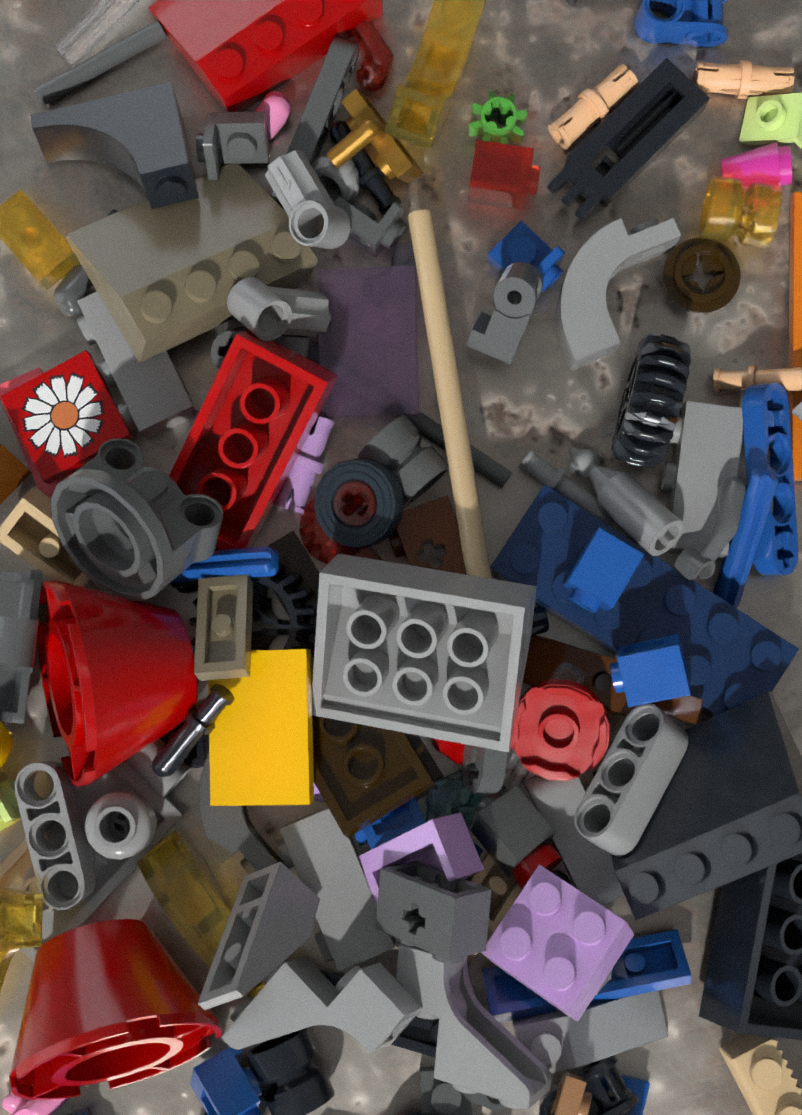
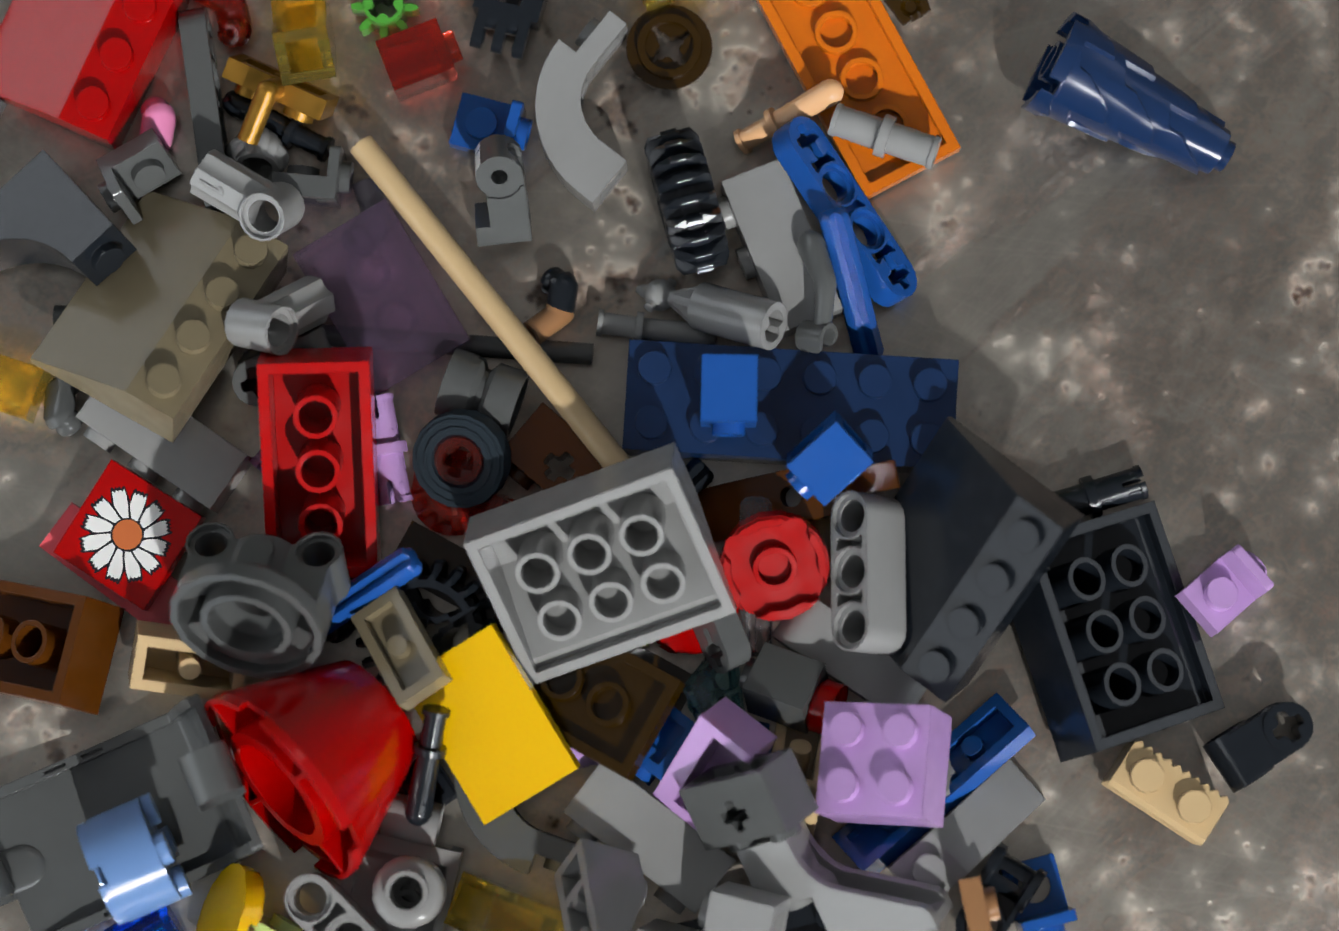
camera: 25 degrees left, 0 degrees up
(510, 419) = (560, 304): none -> arm

